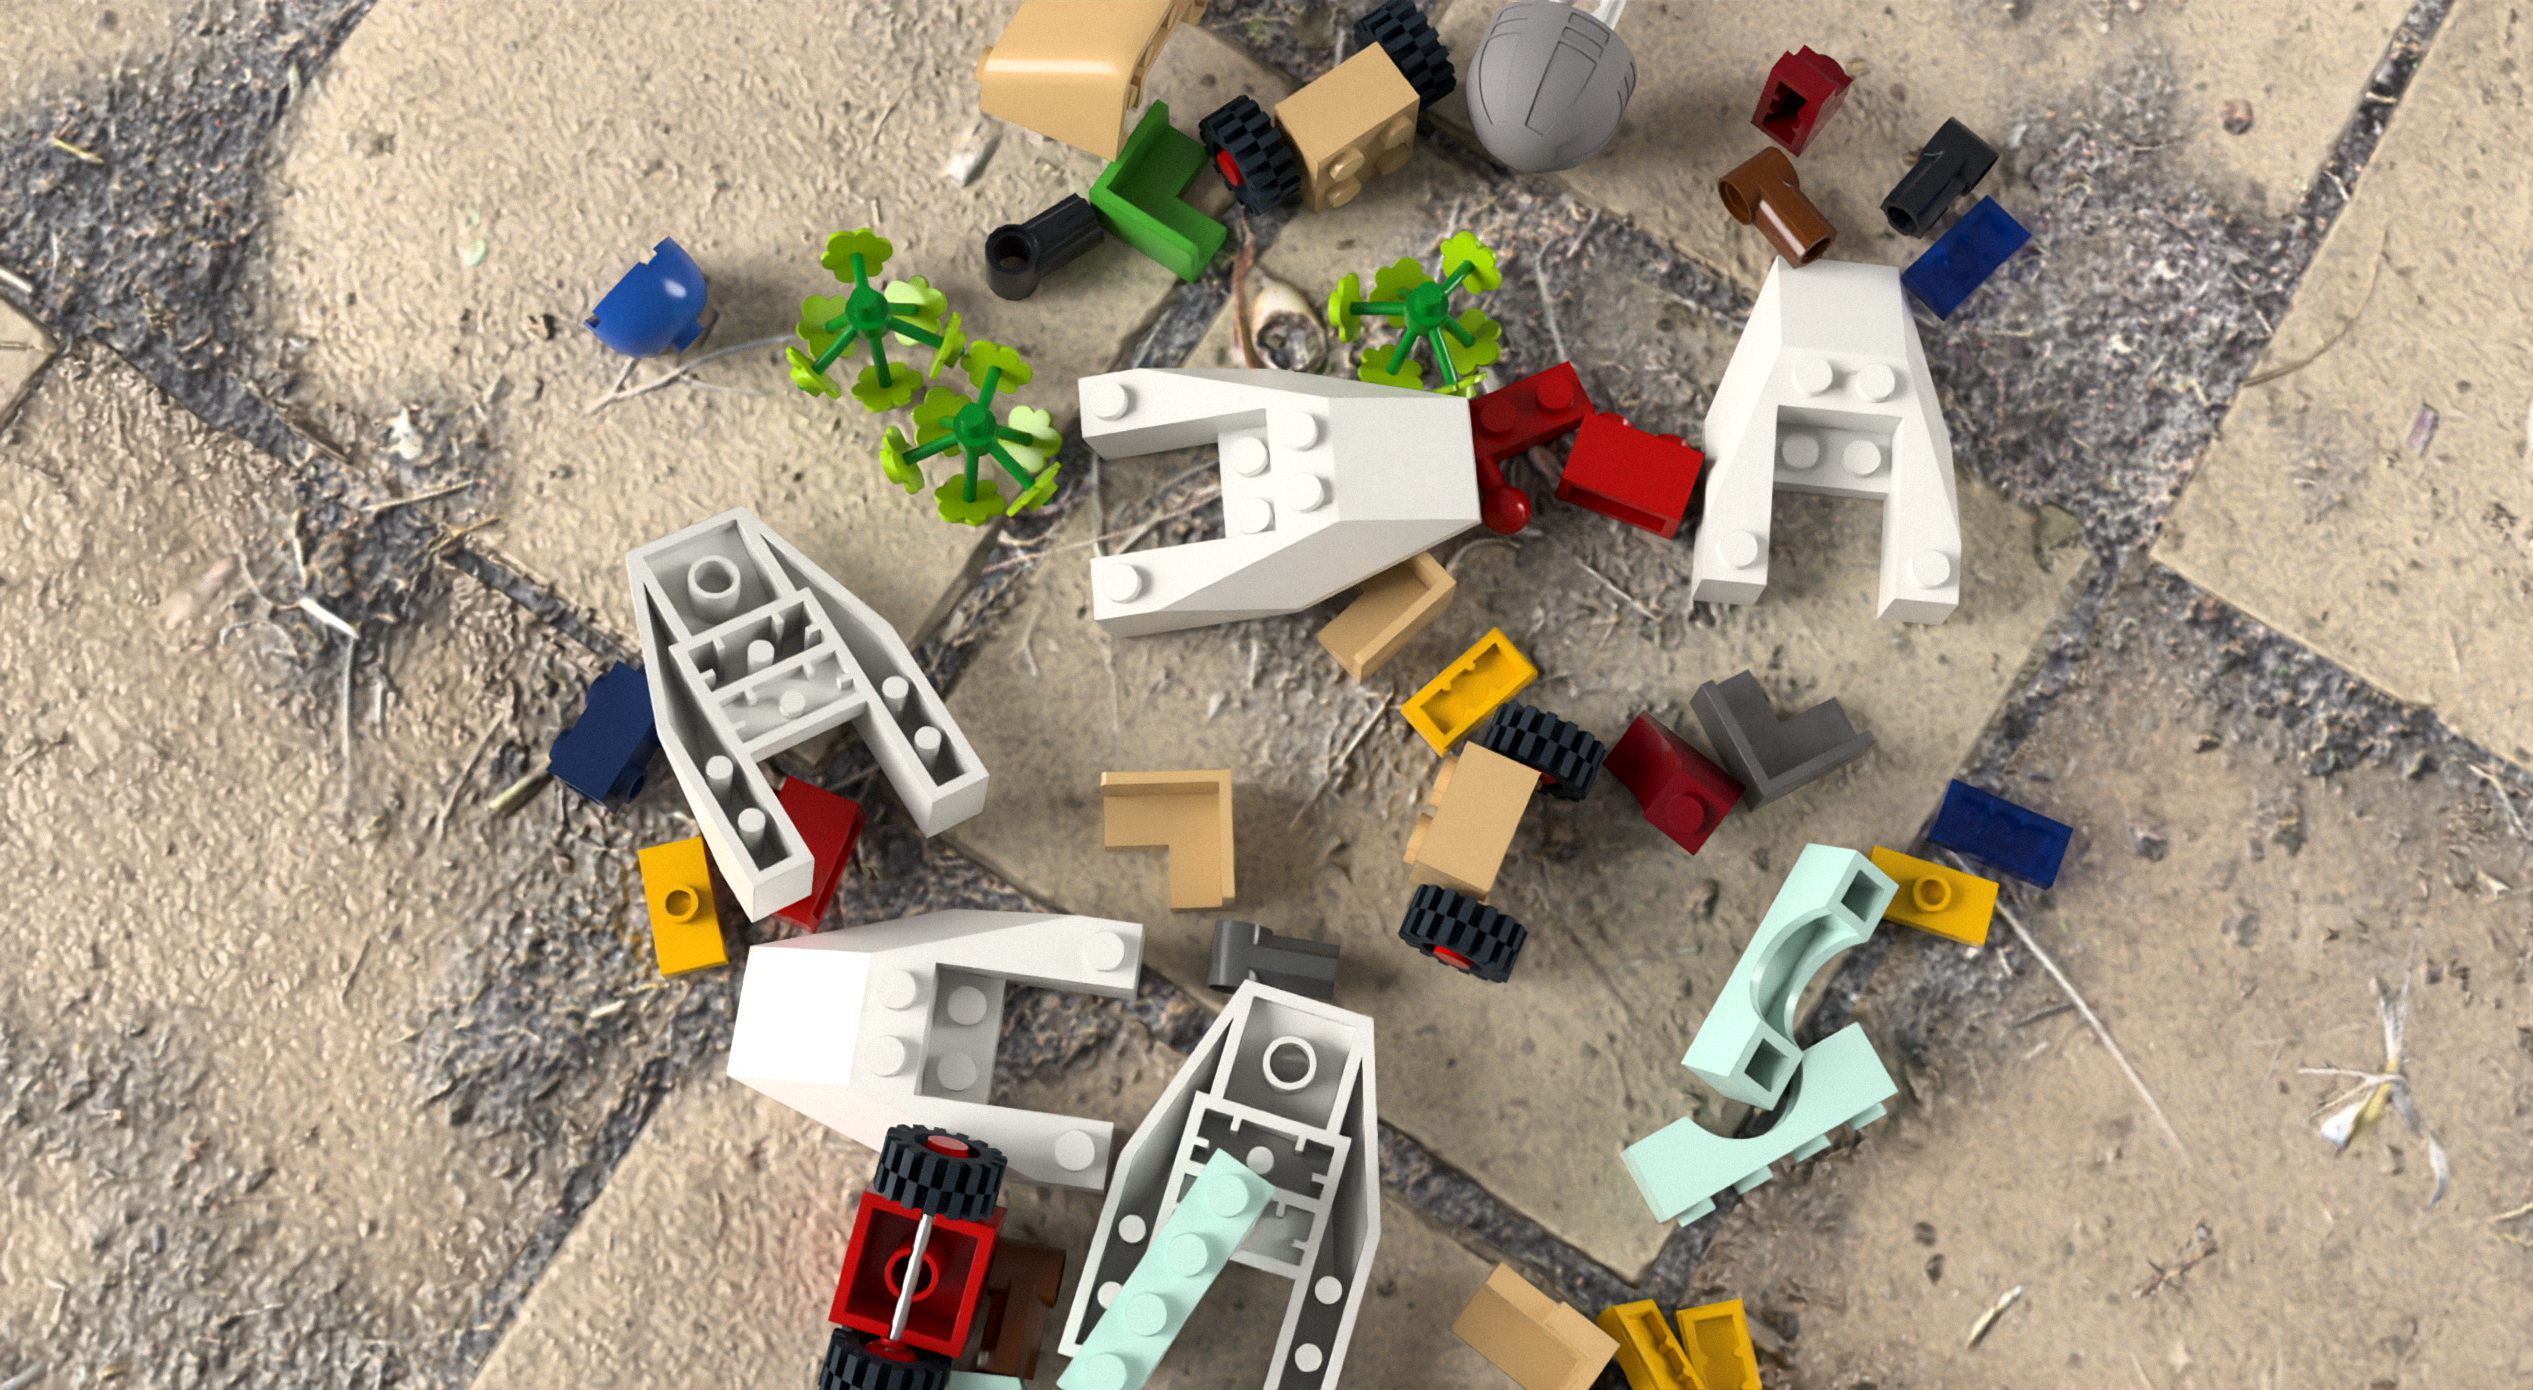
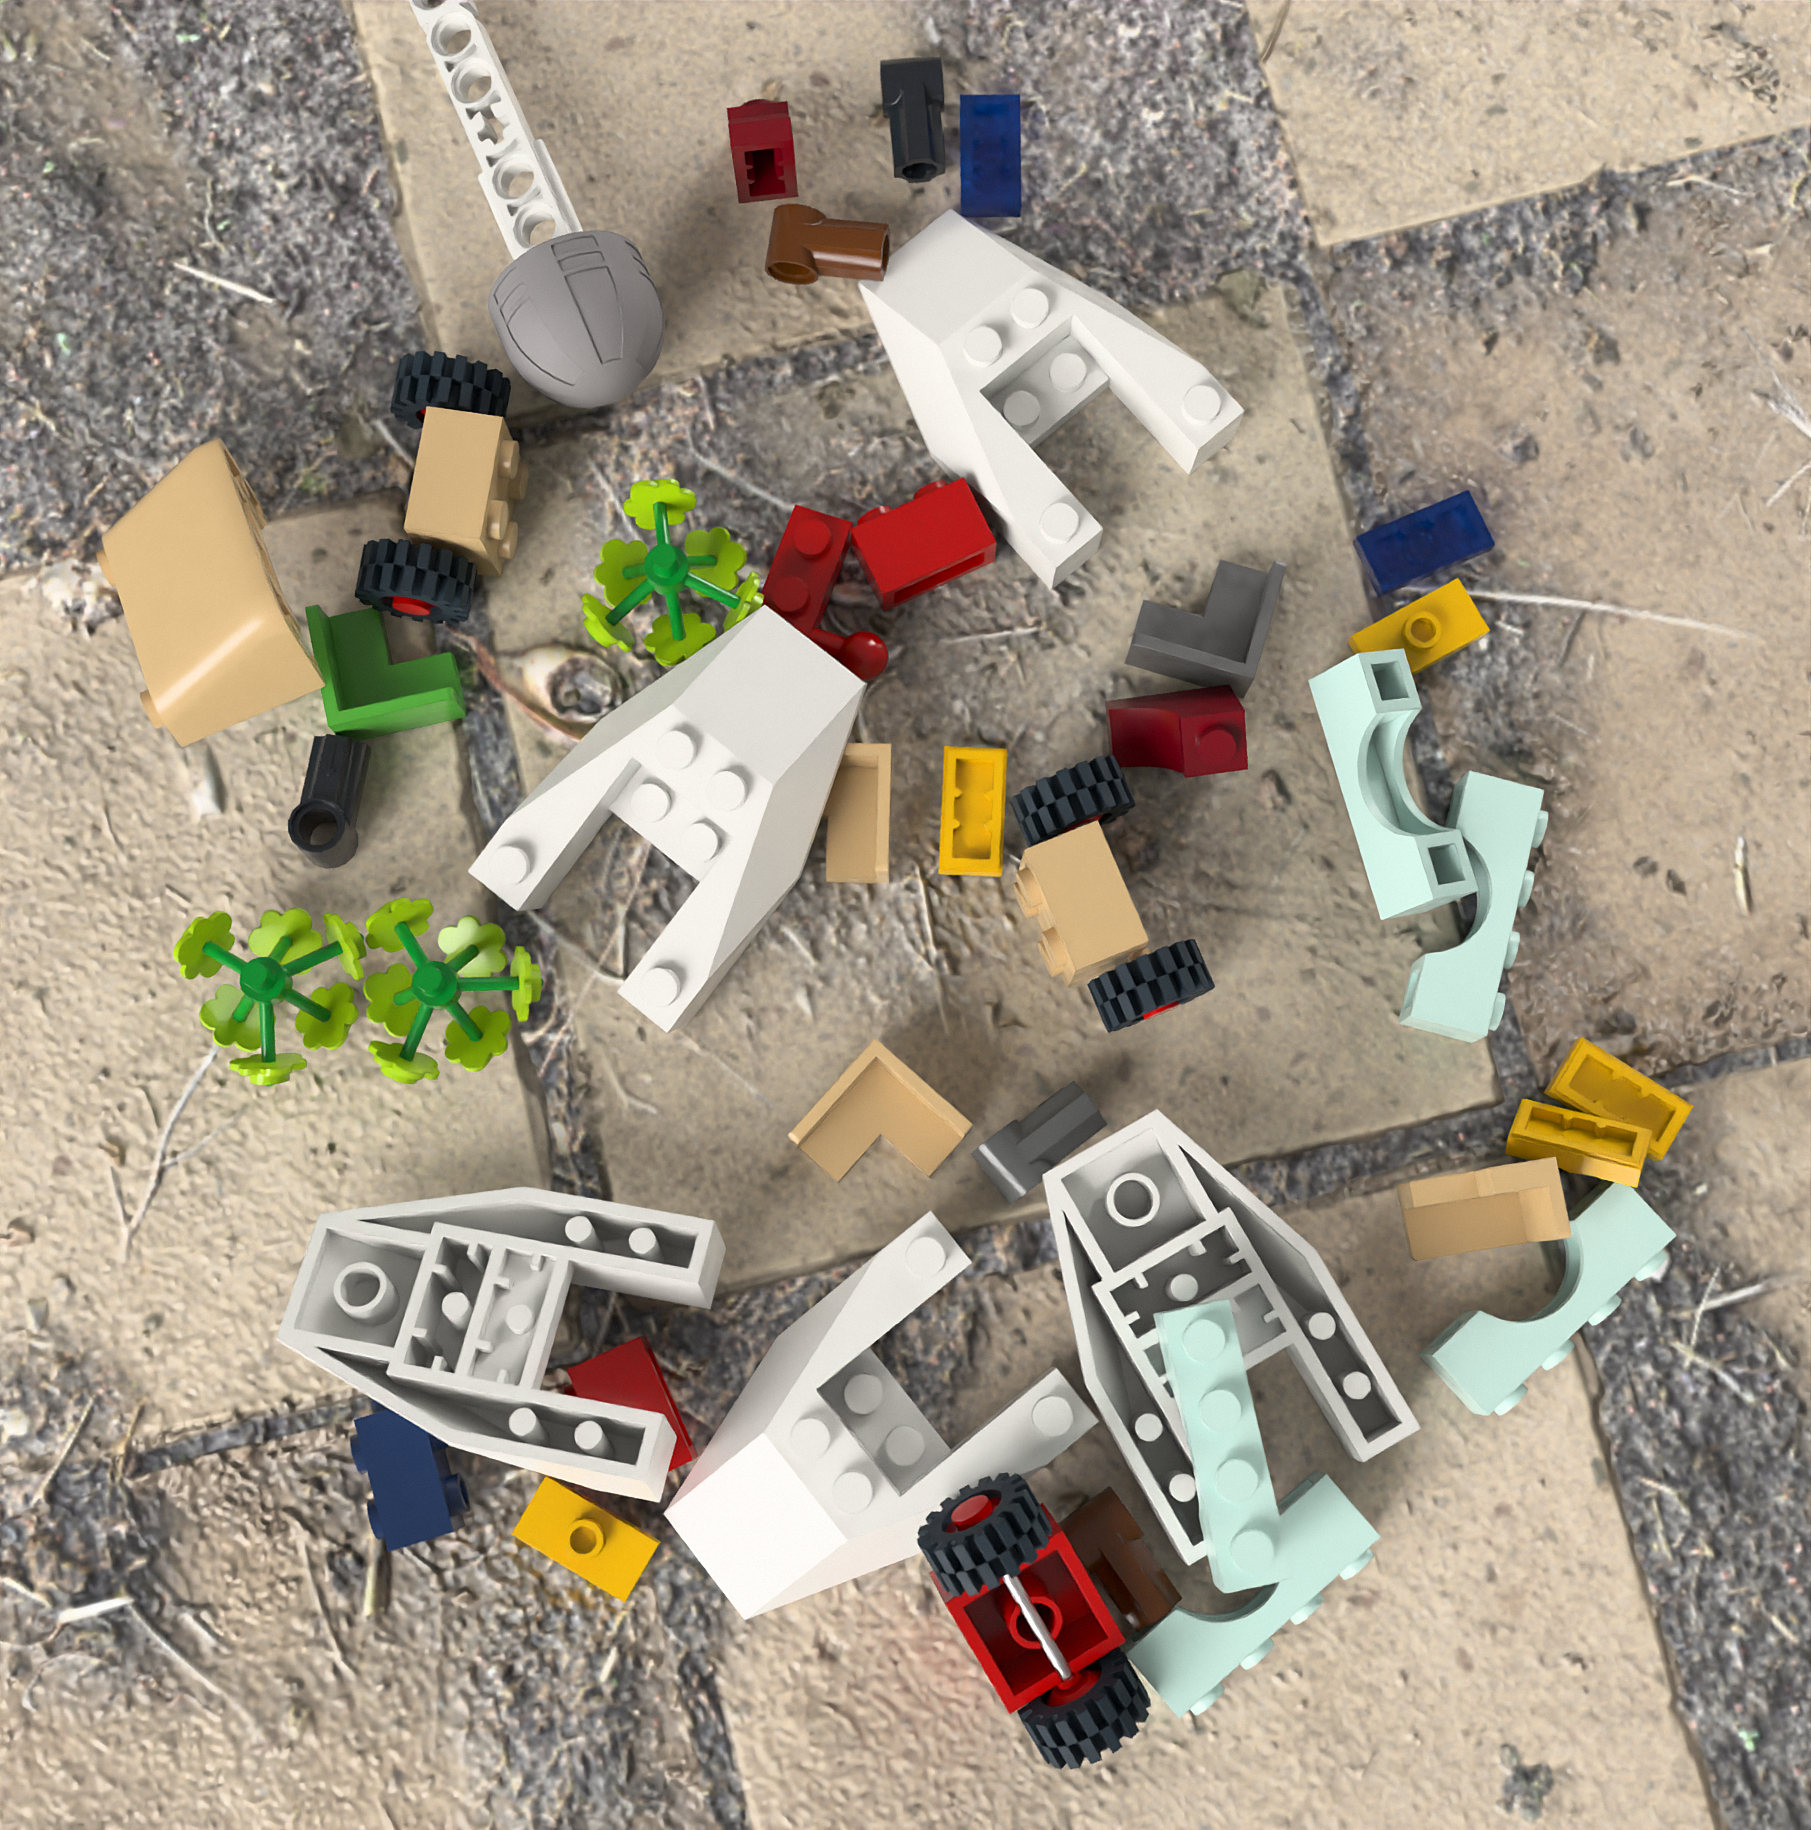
camera: 45 degrees left, 5 degrees up
(653, 305) = (91, 1135): blue cylinder -> none

